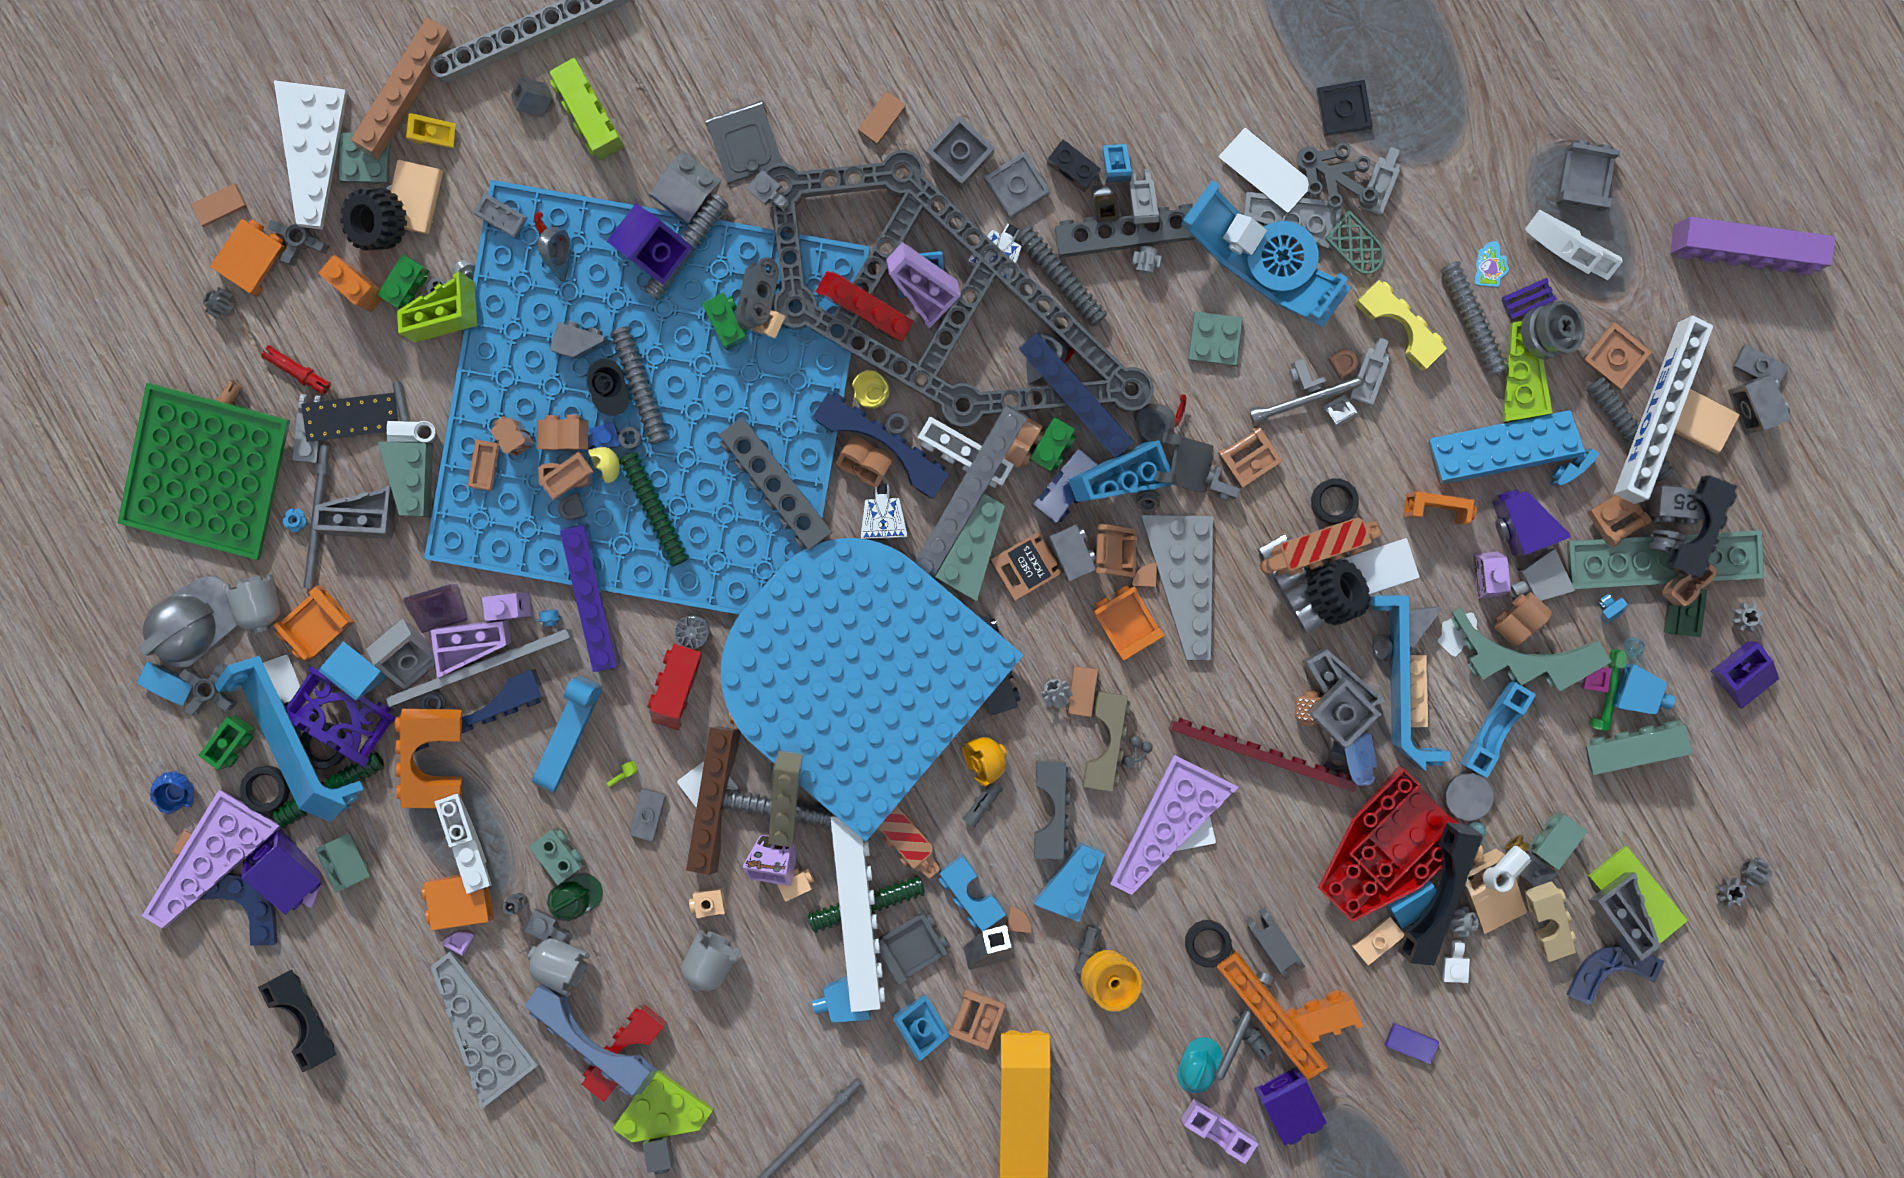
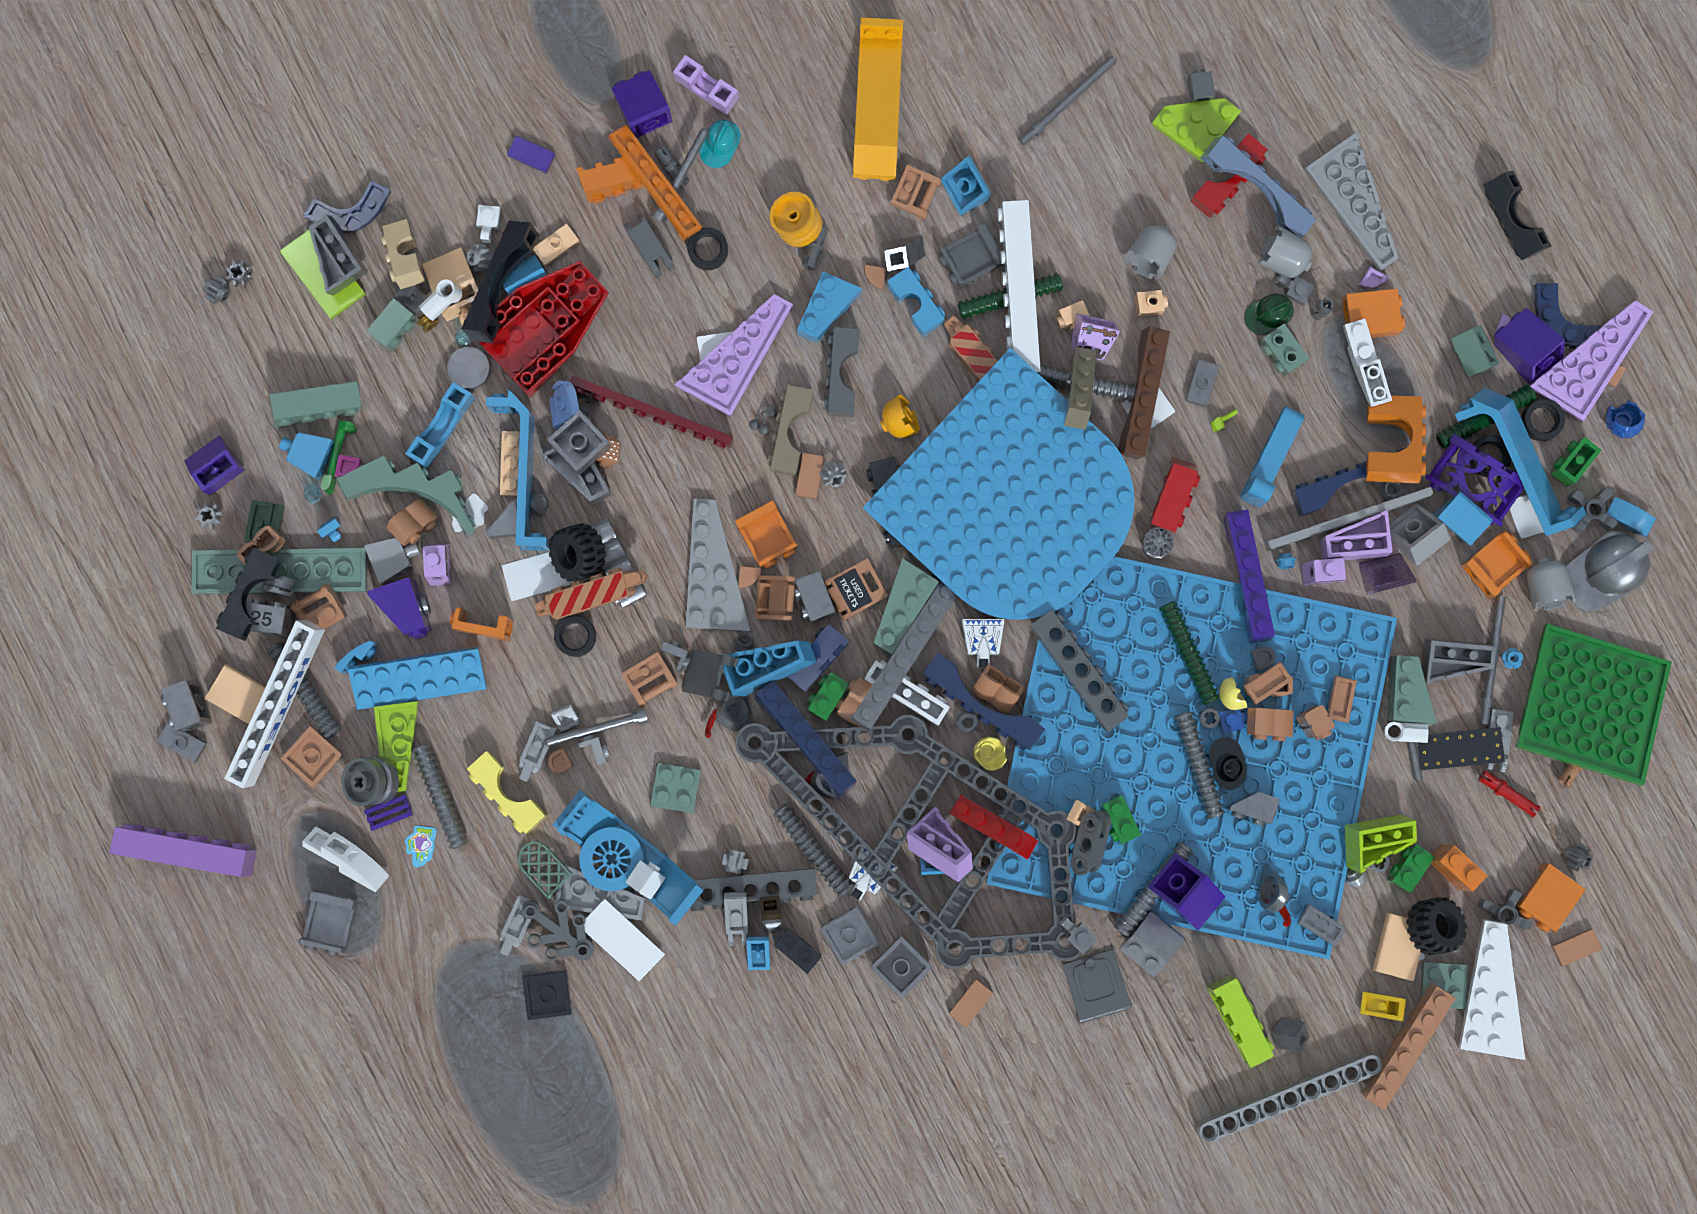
camera: 175 degrees right, 5 degrees down
(838, 1003) = (1039, 210): dark azure torso -> none
(982, 804) = (903, 379): dark grey pin -> none

